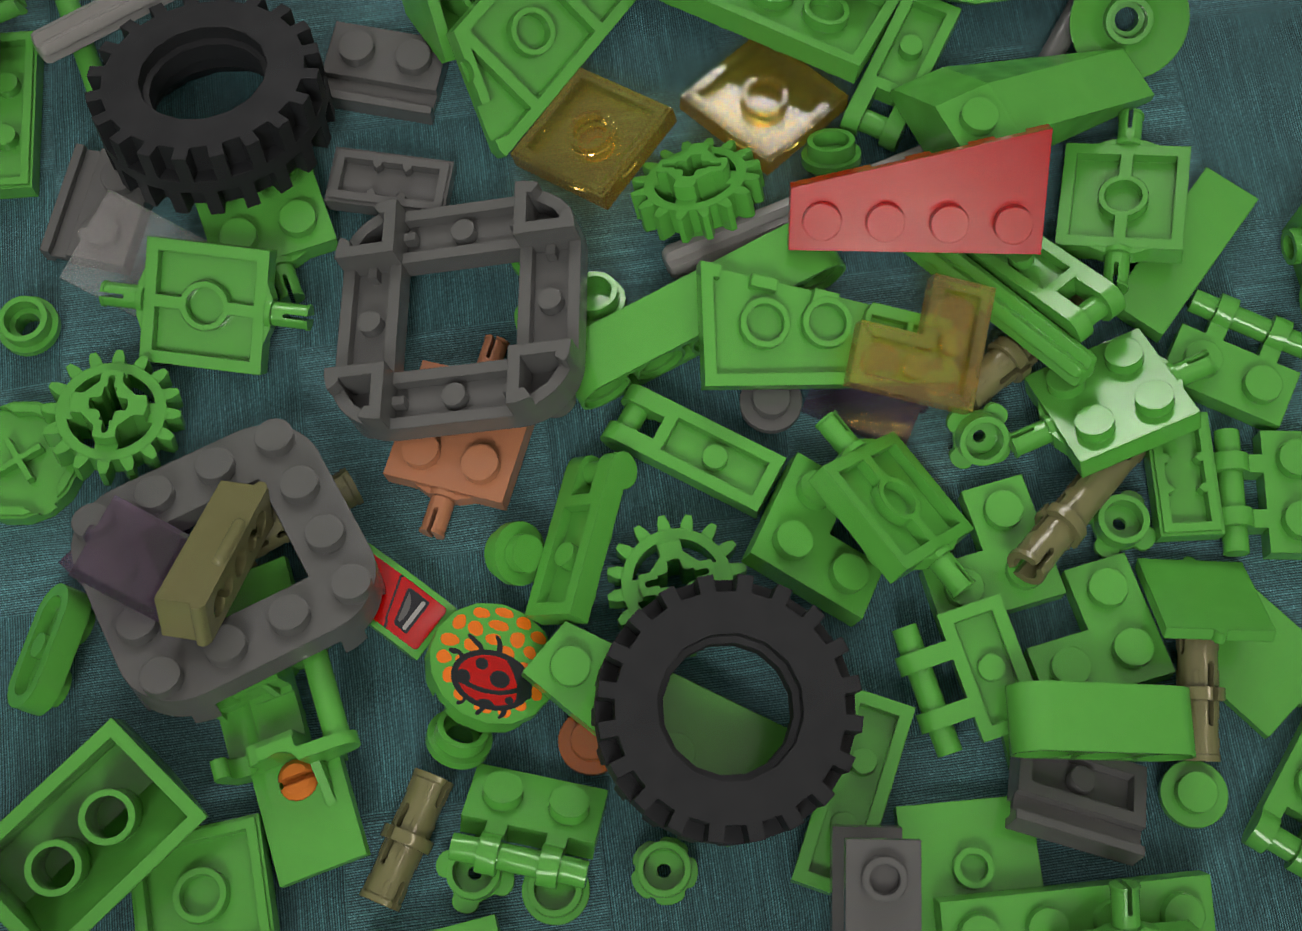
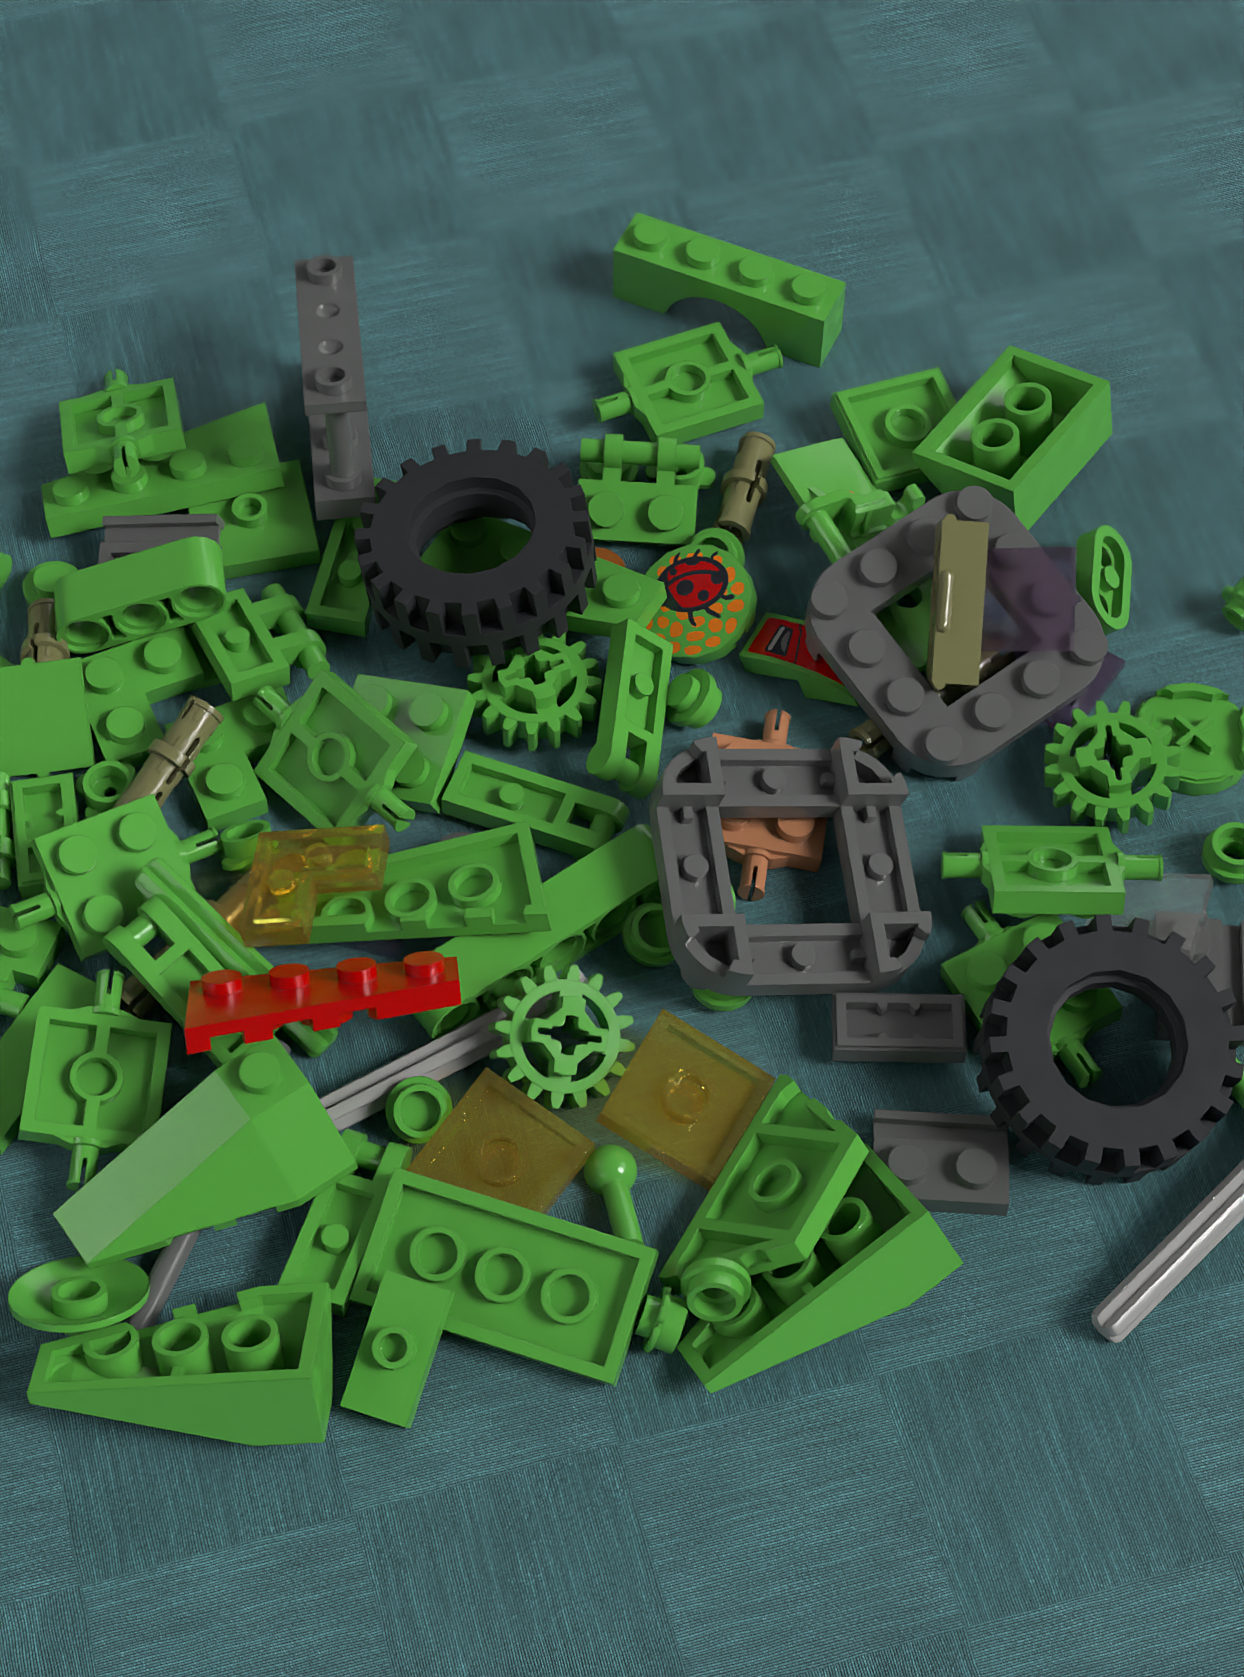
camera: 170 degrees right, 15 degrees down
(666, 86) = (612, 1174): none -> bright green bar

